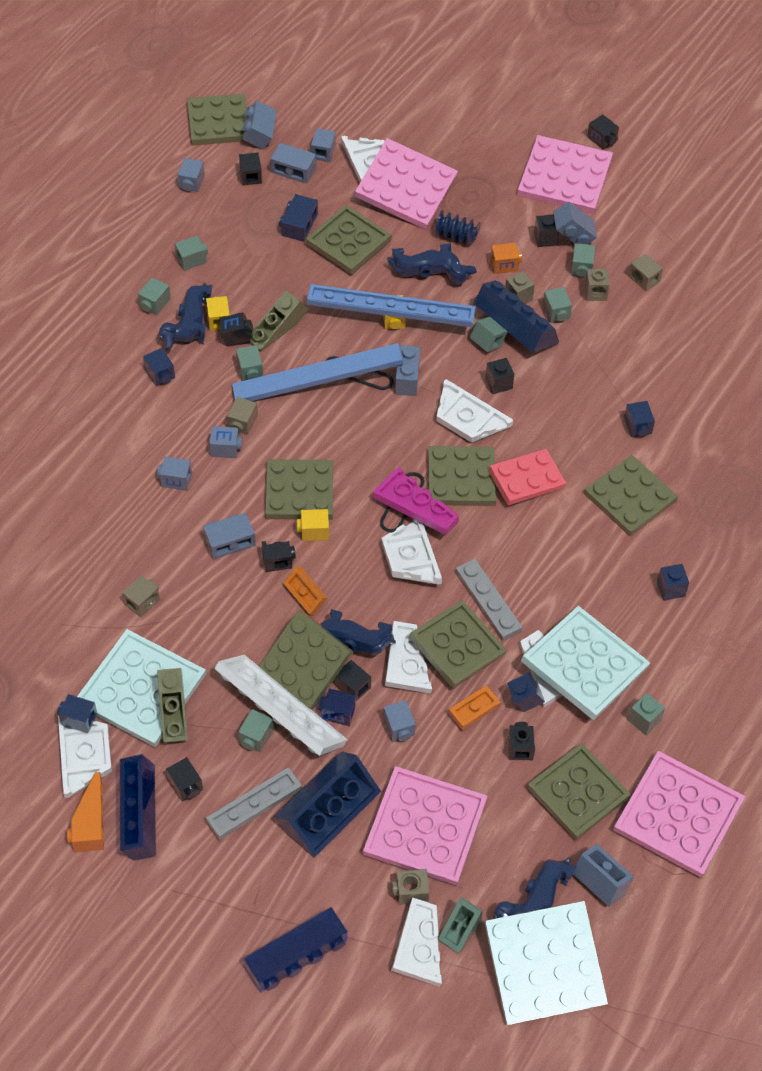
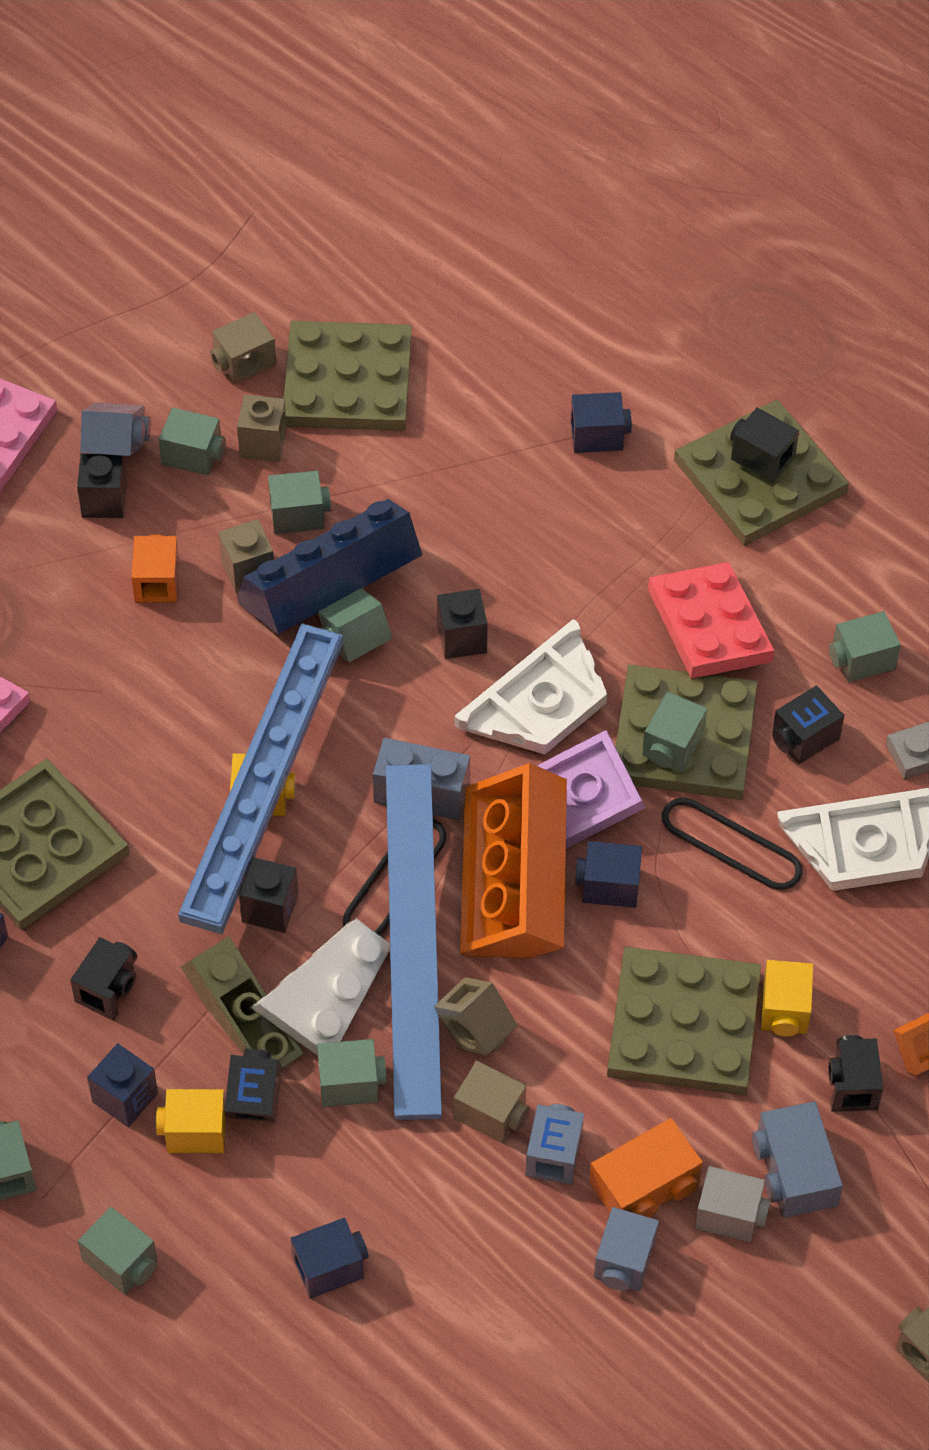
camera: 80 degrees left, 0 degrees up
(191, 323) = (199, 1176): dark blue animal -> none
(202, 510) = (731, 1204): none -> light grey brick
(214, 477) = (647, 1171): none -> orange brick
(231, 284) = (122, 1085): none -> dark blue brick
(281, 403) = (476, 1016): none -> dark tan brick
(283, 272) = (104, 977): none -> black brick
(287, 348) = (326, 990): none -> white wing
(334, 322) = (268, 894): none -> black brick
(365, 410) = (514, 864): none -> orange slope
(370, 450) = (610, 874): none -> dark blue brick
(408, 498) = (741, 823): dark pink wing -> none
(414, 434) = (597, 787): none -> lavender plate
(431, 263) = (141, 699): dark blue animal -> none
(447, 460) = (674, 732): none -> sand green brick
(457, 229) = (56, 636): dark blue piece -> none
(472, 522) = (807, 725): none -> black brick
(526, 544) = (865, 647): none -> sand green brick
(635, 483) = (764, 444): none -> black brick
(644, 318) = (347, 375): none -> olive plate

